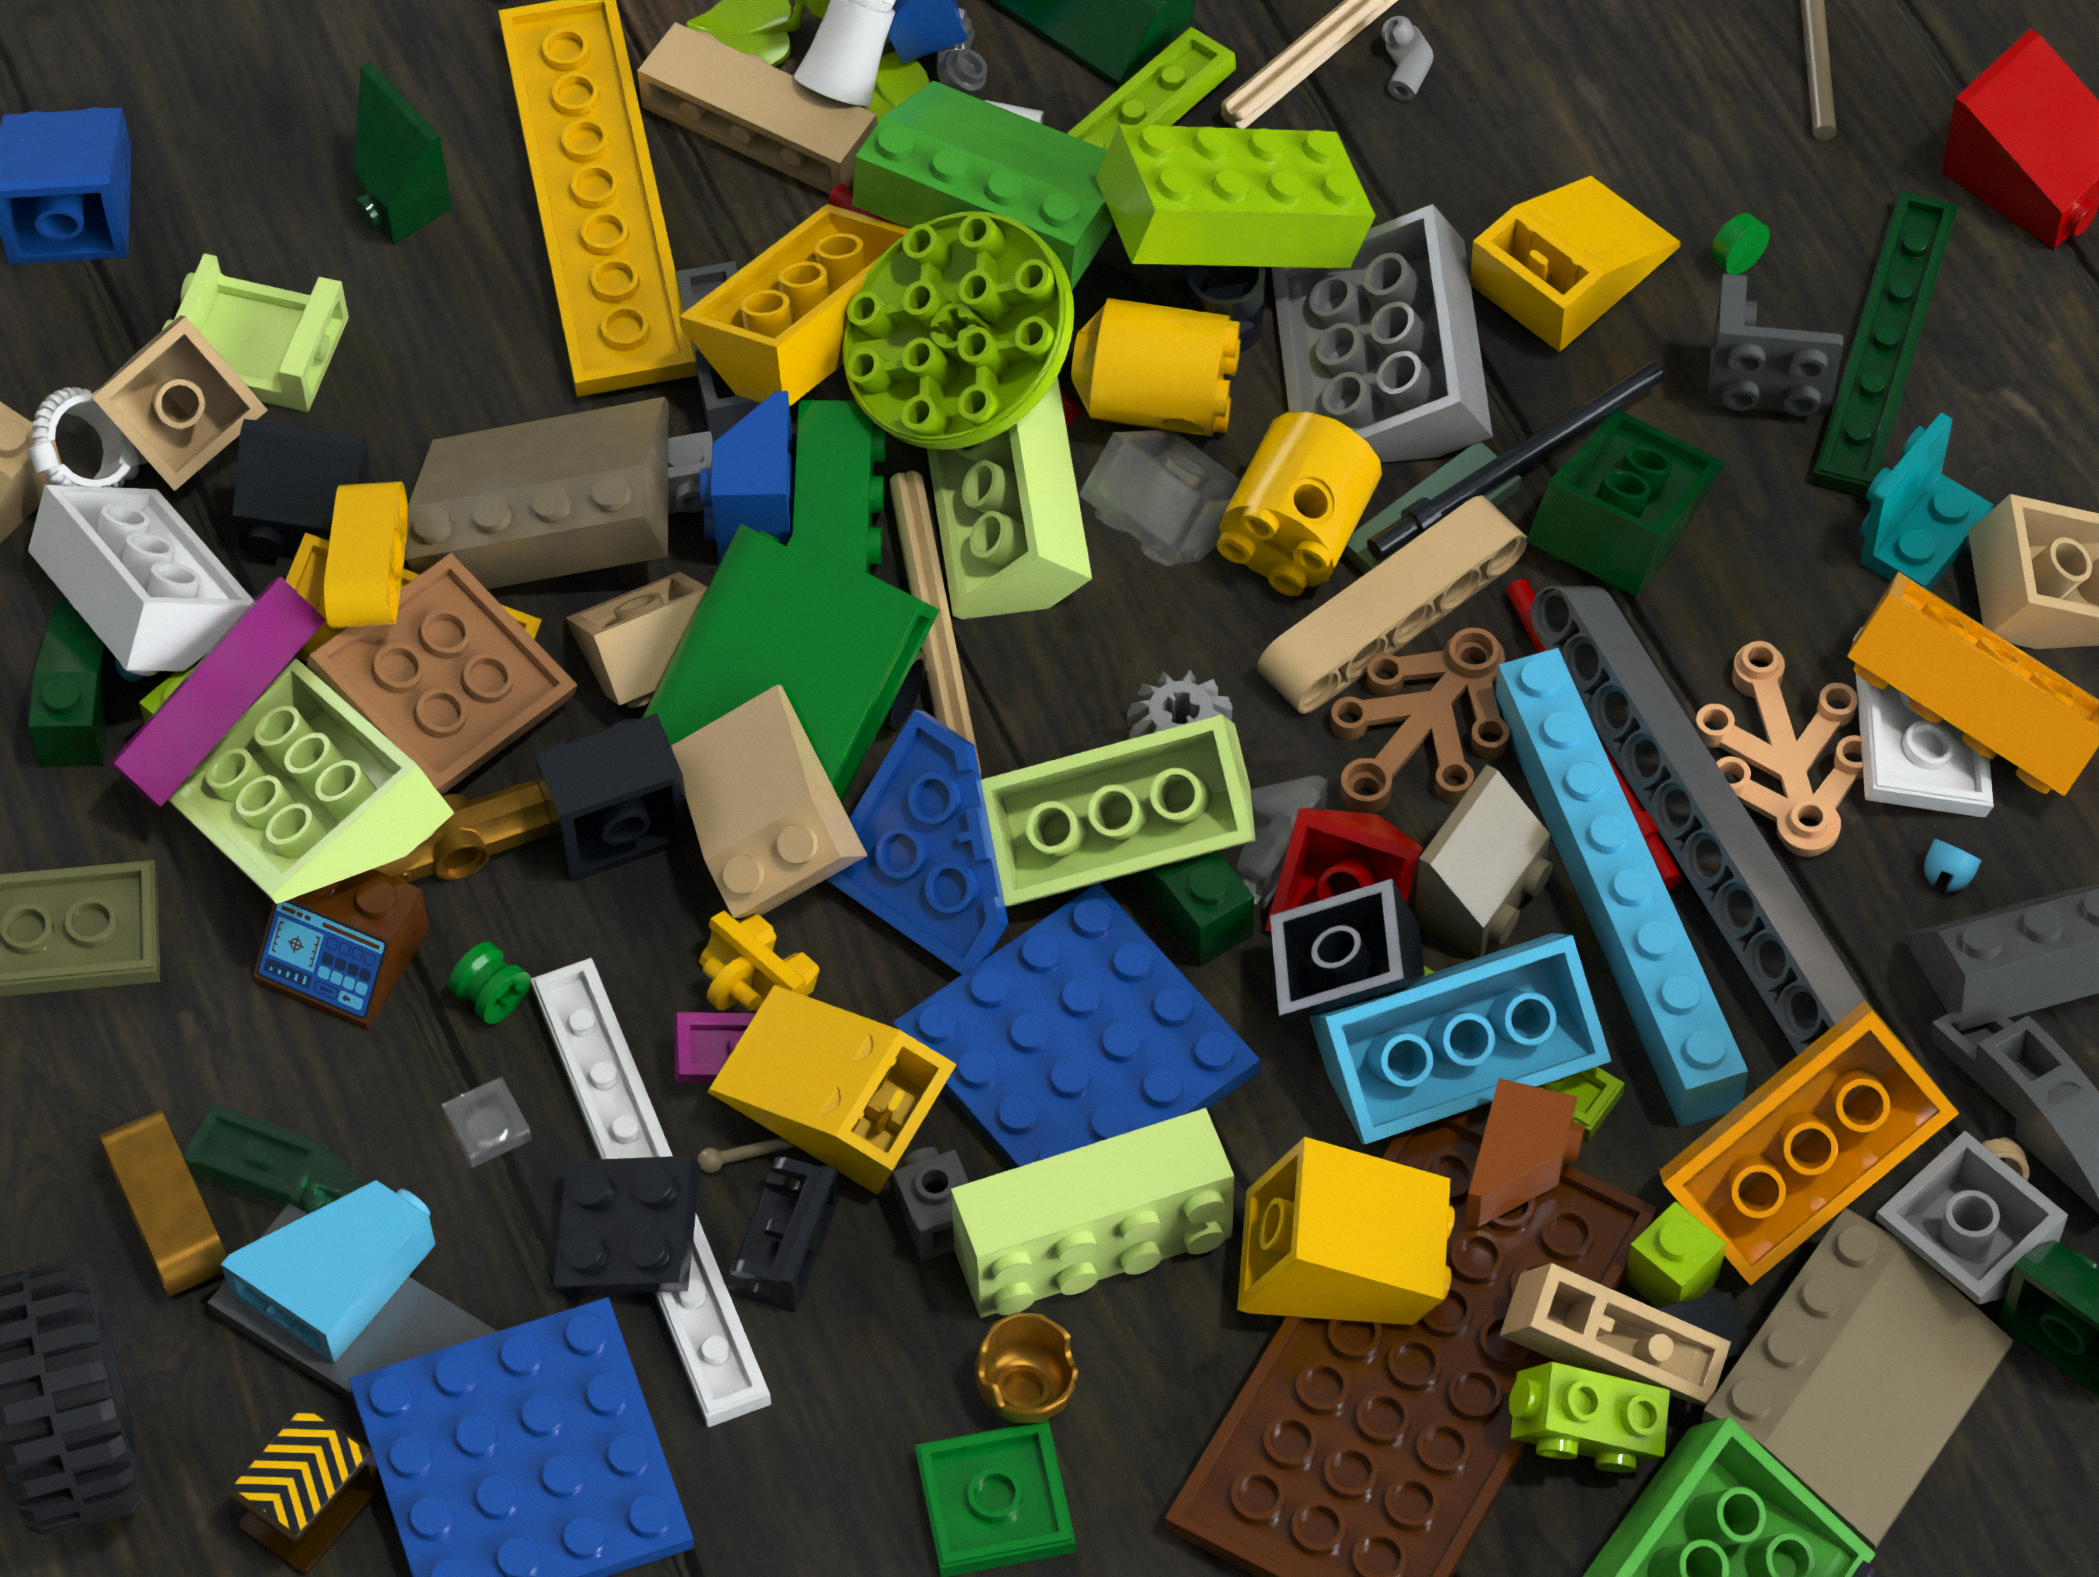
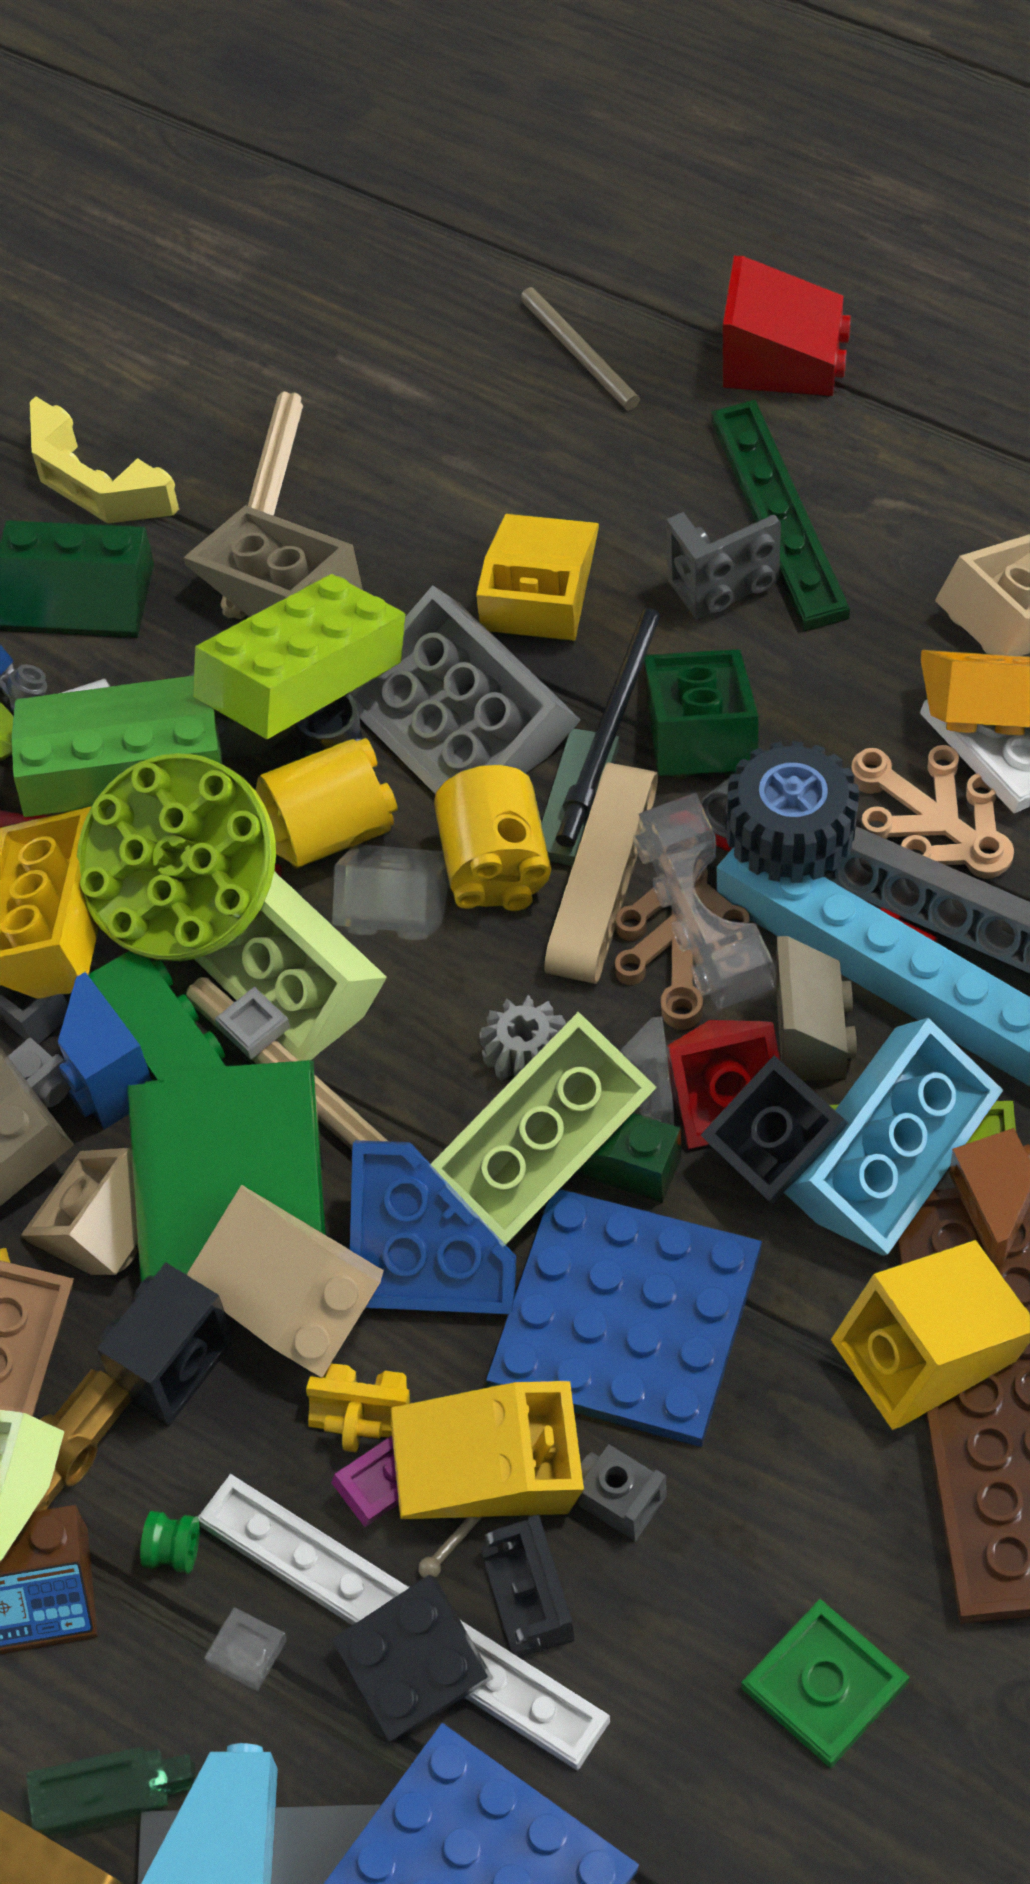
camera: 30 degrees left, 0 degrees up
(927, 544) = (252, 1023): none -> light grey tile
(1026, 1368) = (780, 1572): pearl gold hair -> none
(1093, 1213) = (745, 1428): yellowish green brick -> none
(1161, 89) = (172, 625): lime plate -> none
(1300, 78) = (266, 559): none -> dark tan slope
(1410, 54) = (322, 502): light grey arm -> none
(1477, 625) = (727, 954): none -> clear arch
(1603, 650) = (791, 811): none -> black wheel
(1740, 243) = (638, 502): green tile -> none
(1919, 514) = (901, 608): teal bracket -> none

